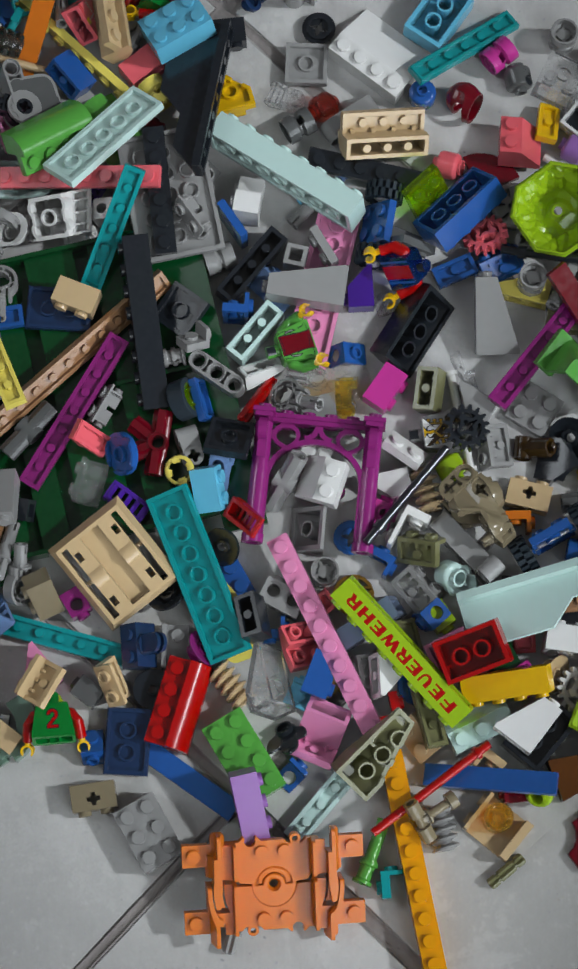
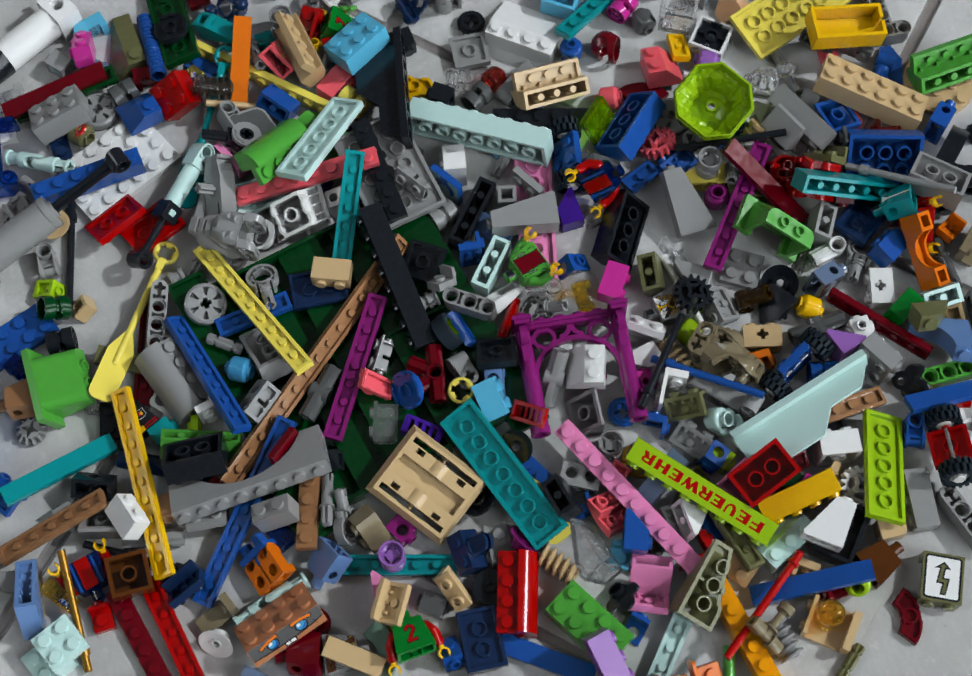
camera: 15 degrees left, 10 degrees down
(57, 630) = (392, 556): none -> medium lavender wheel
(257, 116) = (441, 93): none -> black brick
(417, 502) = (712, 378): none -> blue bar
(527, 314) = (716, 197): none -> magenta head

